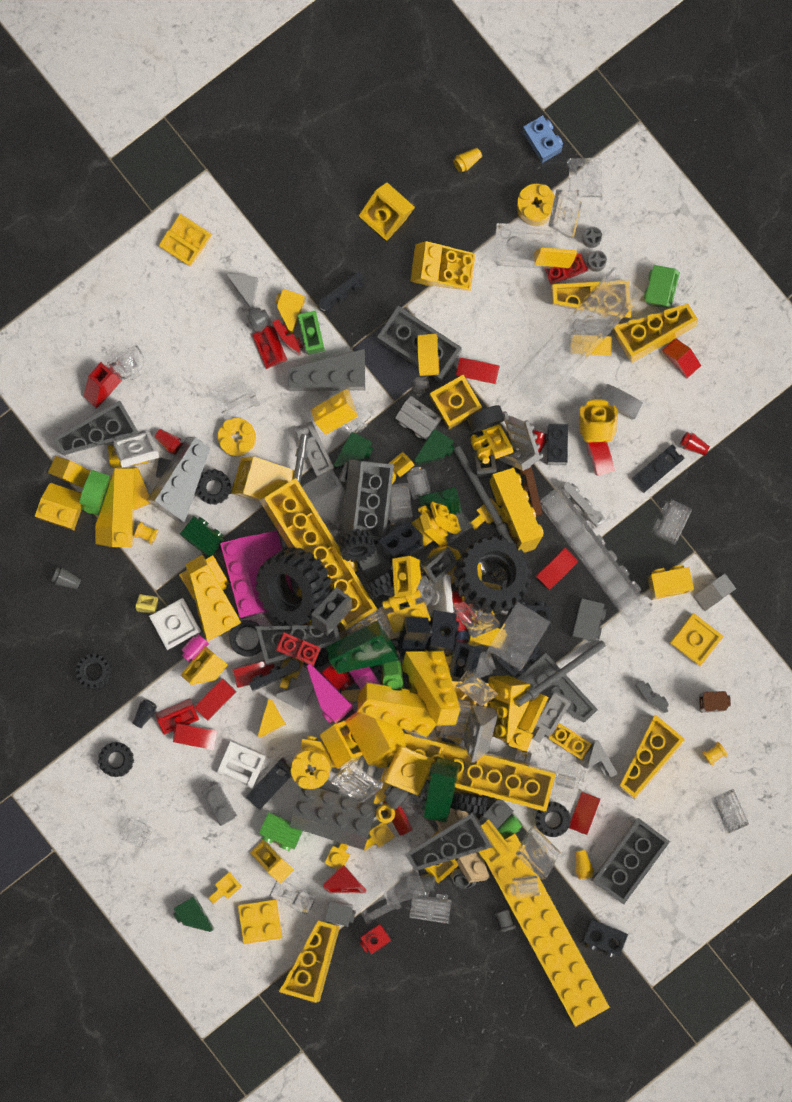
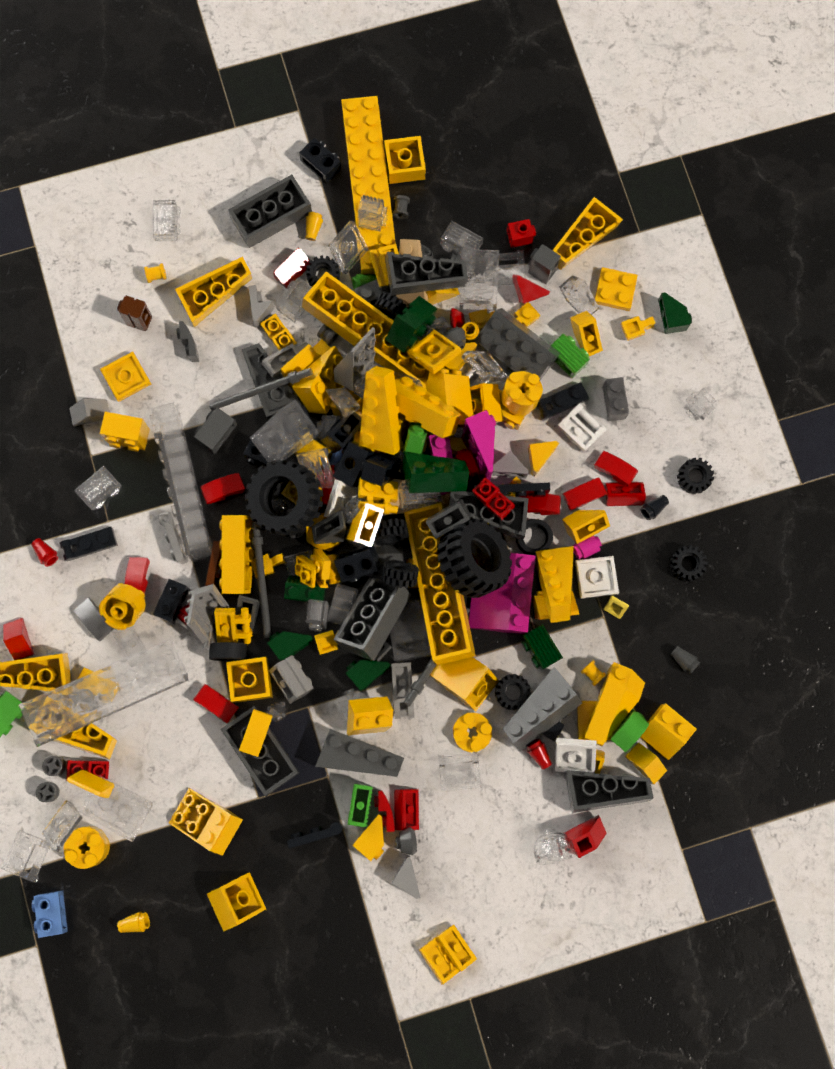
camera: 165 degrees left, 5 degrees down
(520, 970) = (404, 159): none -> yellow brick

